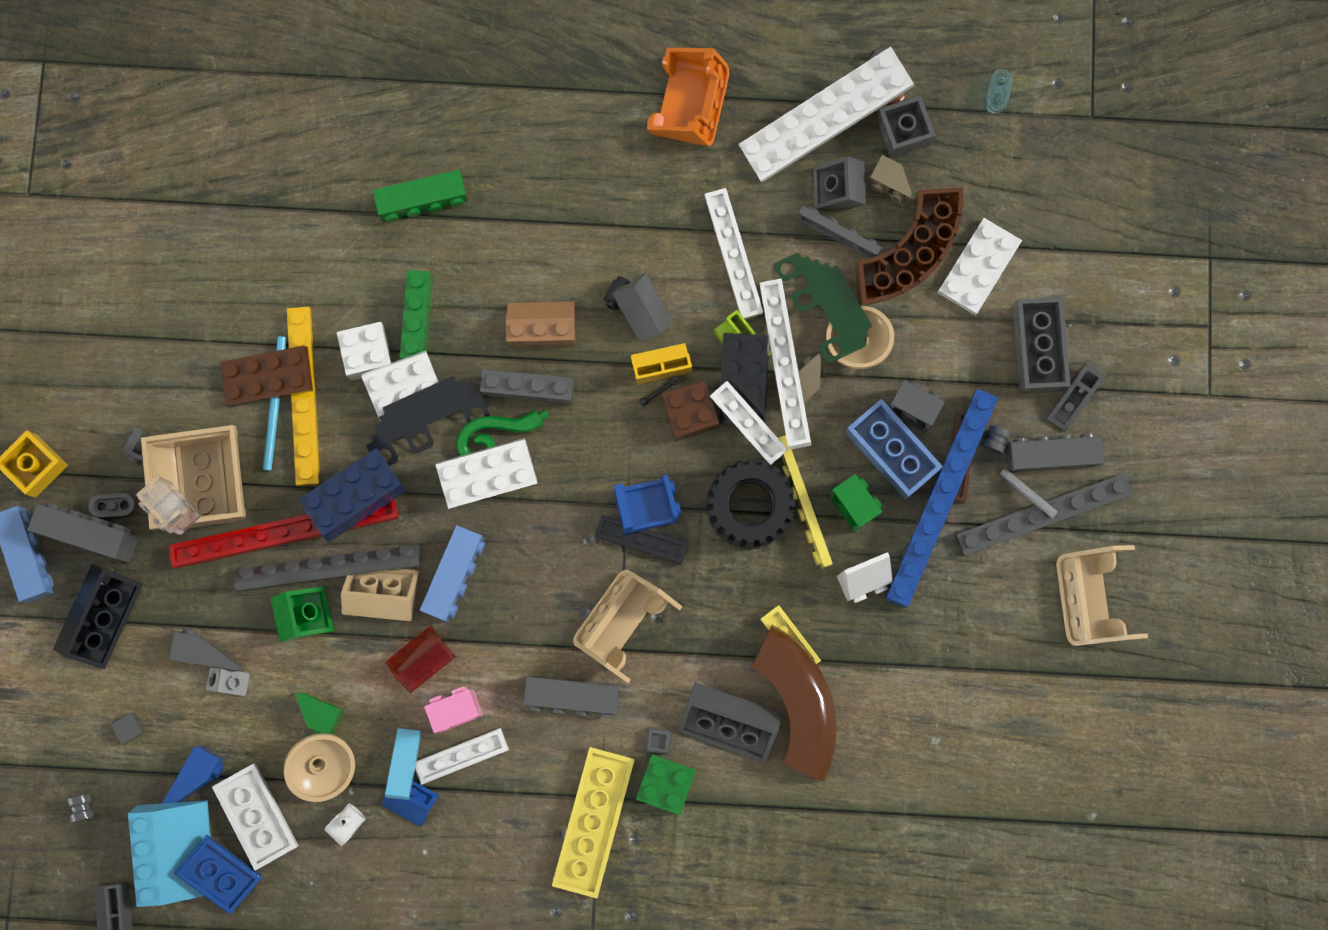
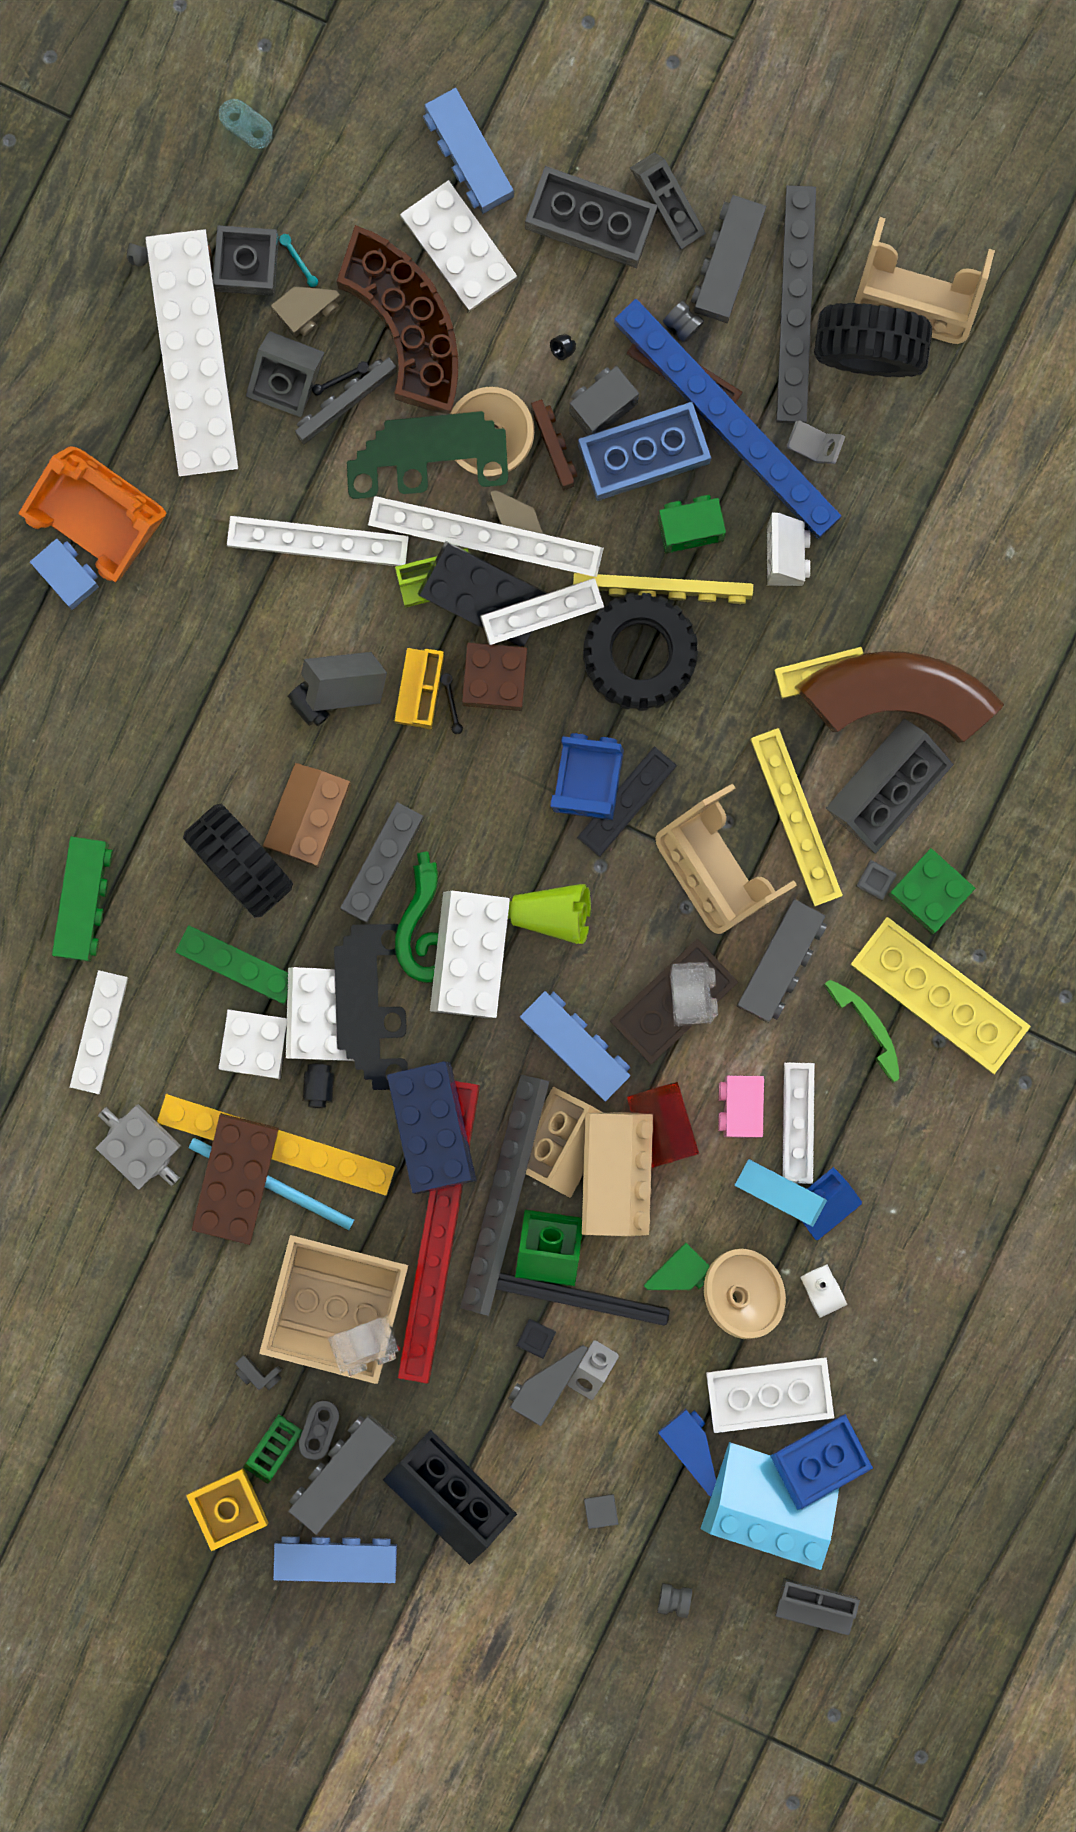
camera: 70 degrees left, 5 degrees up
(70, 473) = (257, 1470): none -> green slope
(234, 631) = (536, 1338): none -> black tile
(265, 303) = (138, 1146): none -> light grey plate
(275, 655) = (583, 1299): none -> black axle
(335, 245) = (99, 1032): none -> white plate
(354, 407) = (318, 1085): none -> black brick
(369, 639) = (617, 1174): none -> tan slope
(484, 283) = (238, 860): none -> black tyre
(512, 631) = (649, 1017): none -> dark brown plate
(518, 639) = (692, 994): none -> clear brick
(532, 801) = (886, 1060): none -> bright green slope
(540, 520) = (554, 912): none -> lime cone
(639, 96) = (64, 573): none -> medium blue brick
(679, 664) = (796, 817): none -> light yellow plate
(839, 213) = (361, 368): none -> black hinge
(871, 386) = (554, 444): none -> reddish brown plate
(930, 151) = (285, 241): none -> teal hinge
(942, 364) = (562, 346): none -> black hinge
(951, 567) = (814, 443): none -> light grey bracket
(1027, 492) = (764, 311): light grey bar -> none
(1044, 576) = (873, 340): none -> black tyre
(1049, 244) = (468, 150): none -> medium blue brick

